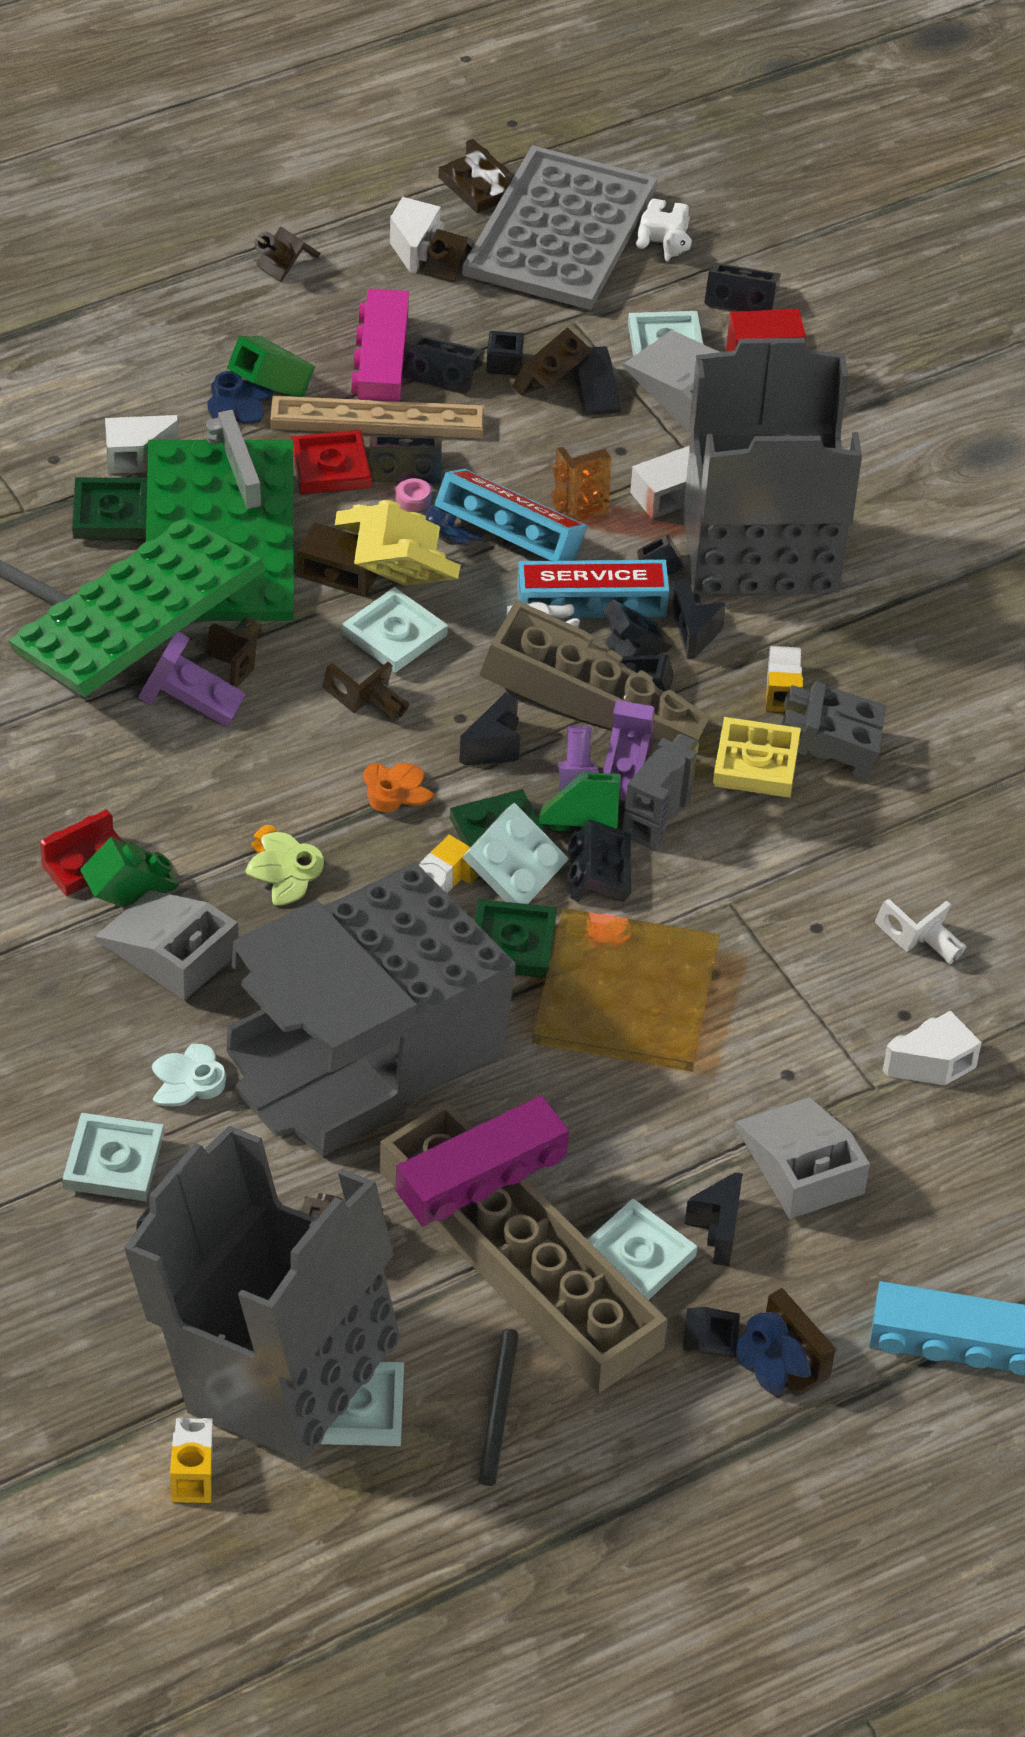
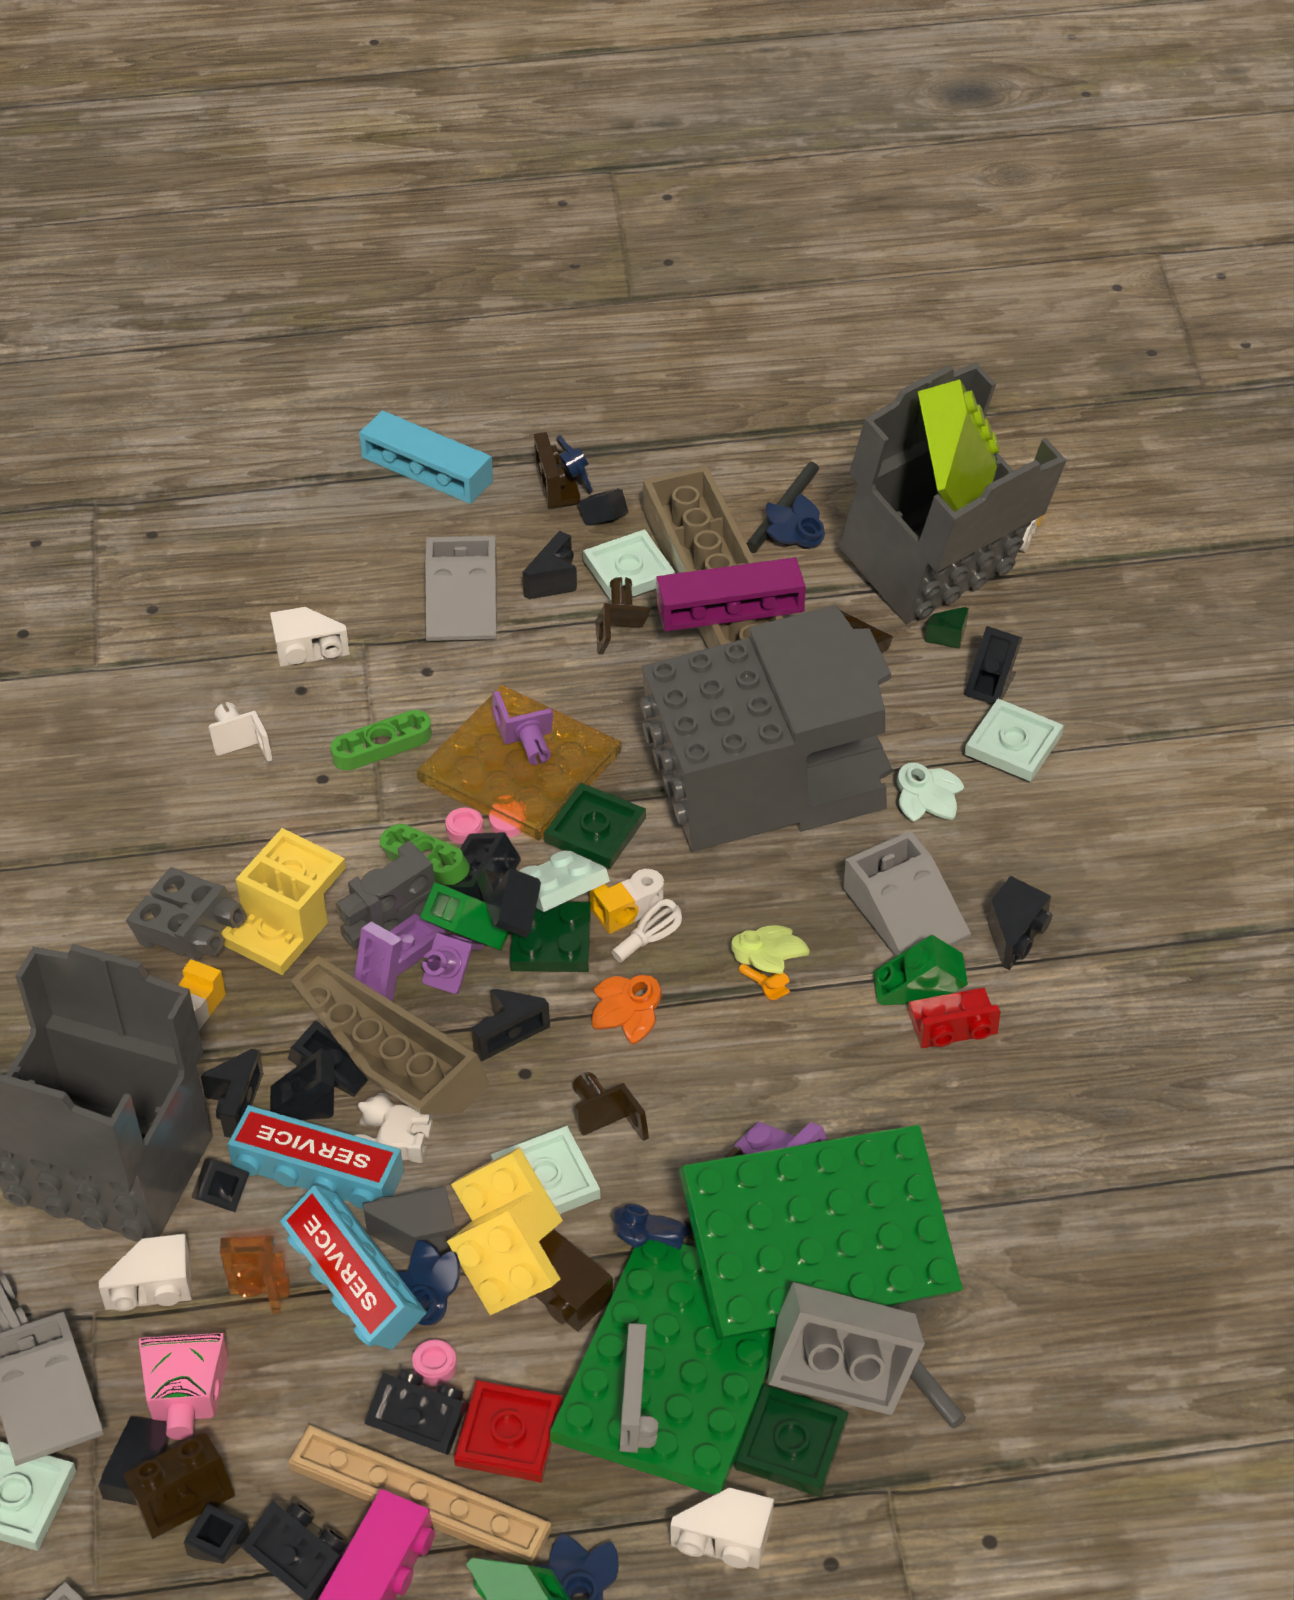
camera: 155 degrees left, 0 degrees up
(53, 955) = (1016, 918): none -> black slope
(85, 539) = (844, 1349): none -> light grey slope
(268, 1222) = (958, 443): none -> lime slope
(281, 604) = (637, 1226): none -> dark blue plate
(414, 848) = (641, 937): none -> white piece
(473, 1370) = (795, 524): none -> dark blue plate
(484, 565) = (411, 1218): none -> dark grey slope
(548, 805) = (510, 899): none -> black slope
(597, 424) = (183, 1379): none -> bright pink torso
(609, 1172) = (619, 613): none -> dark brown bracket
(627, 980) = (525, 728): none -> medium lavender bracket
(645, 908) = (462, 823): none -> bright pink tile
(693, 867) = (456, 863): none -> bright green beam
(777, 988) = (401, 723): none -> bright green beam

